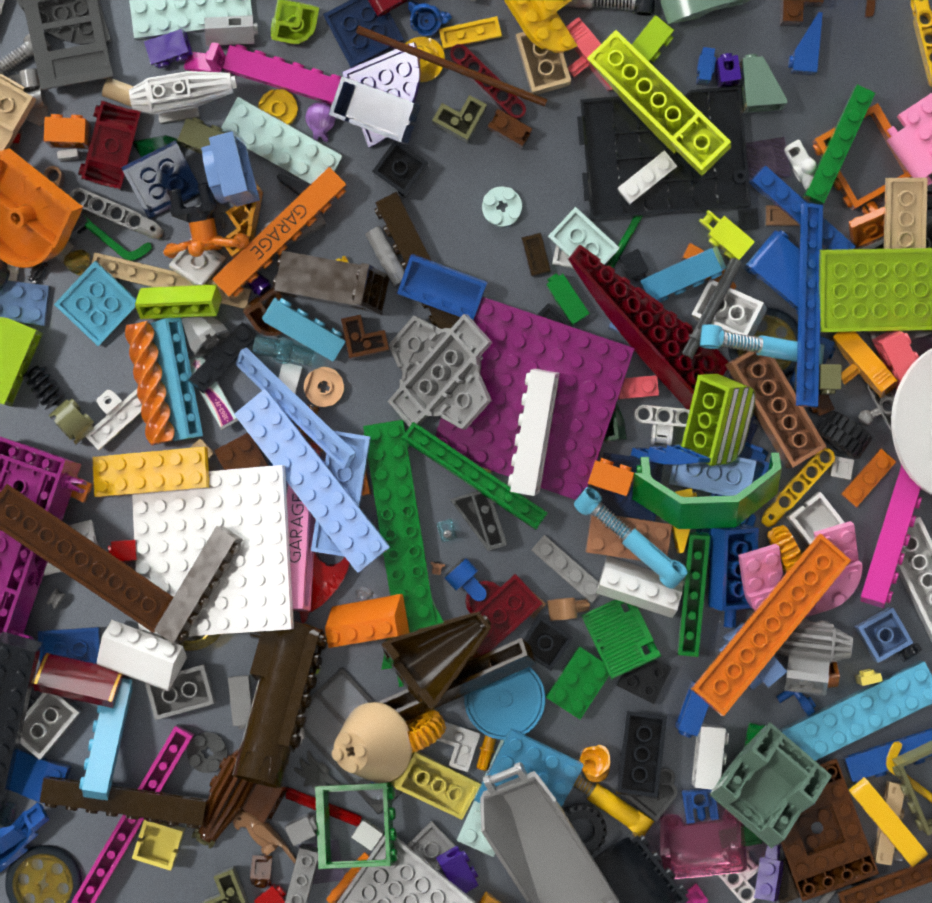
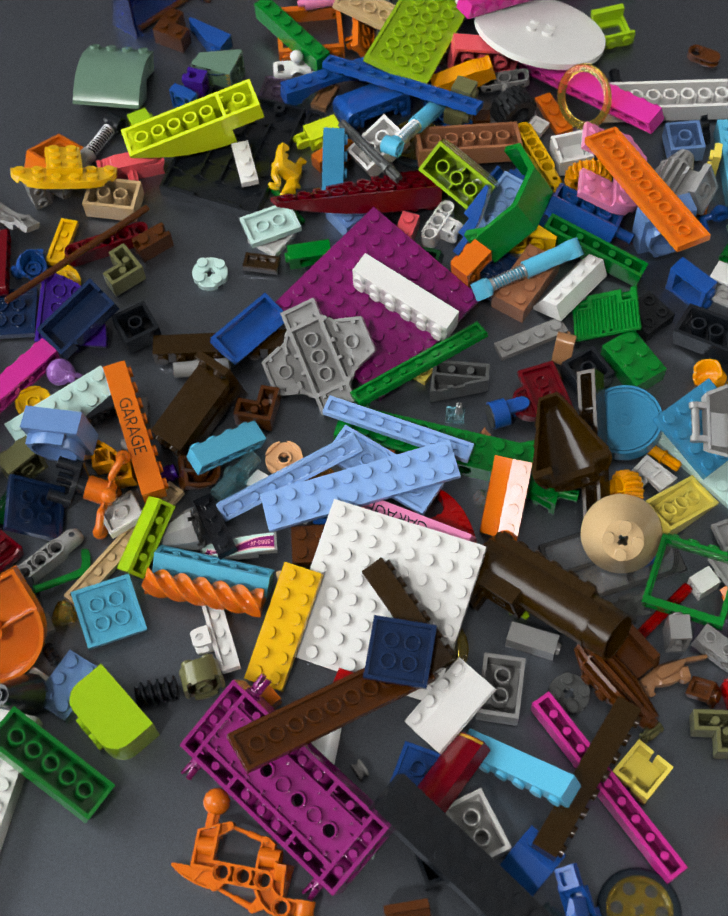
camera: 65 degrees left, 25 degrees down
(154, 595) = (400, 652): none -> dark blue plate
(390, 486) = (393, 427): none -> light blue plate
(456, 757) = (660, 479): none -> white tile
(658, 227) = (287, 170): none -> yellow animal
(899, 519) = (578, 68): none -> clear yellow wedge

